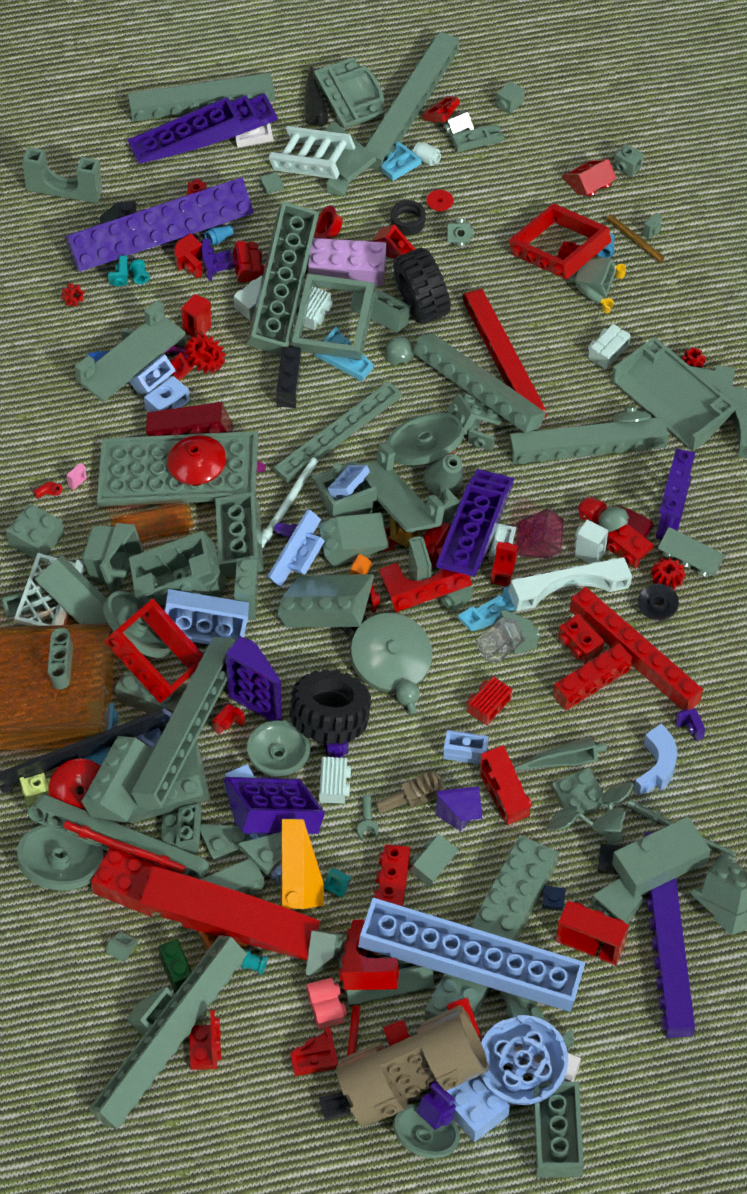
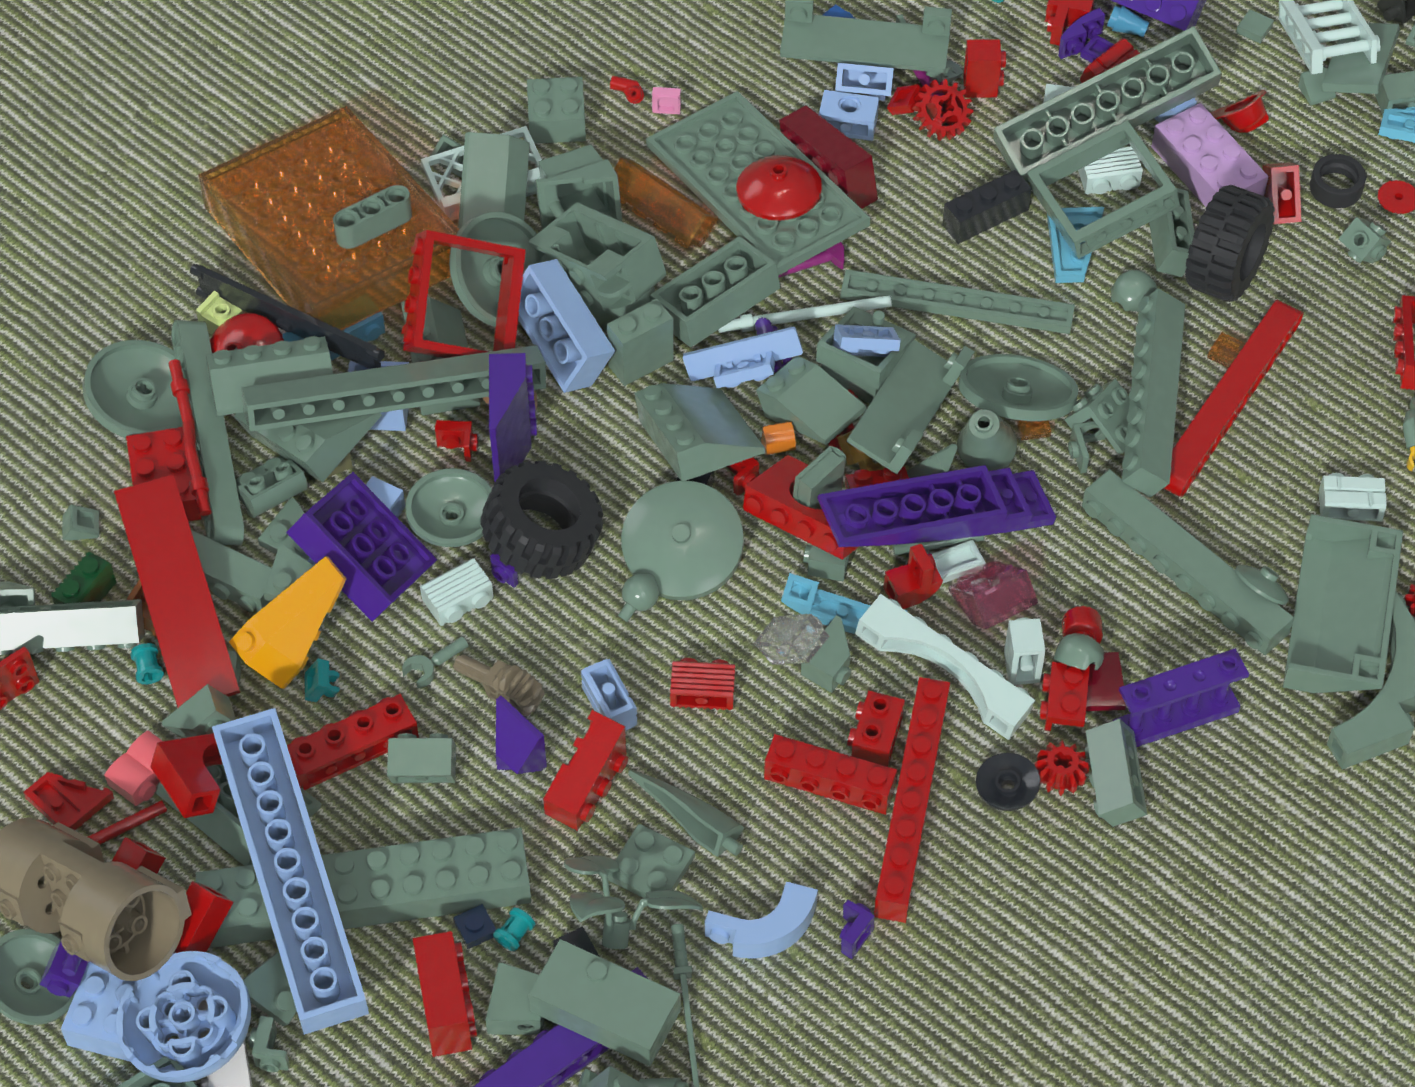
camera: 55 degrees right, 0 degrees up
(471, 337) = (1225, 349): none -> clear orange tile
(572, 879) = (514, 929): none -> teal bush

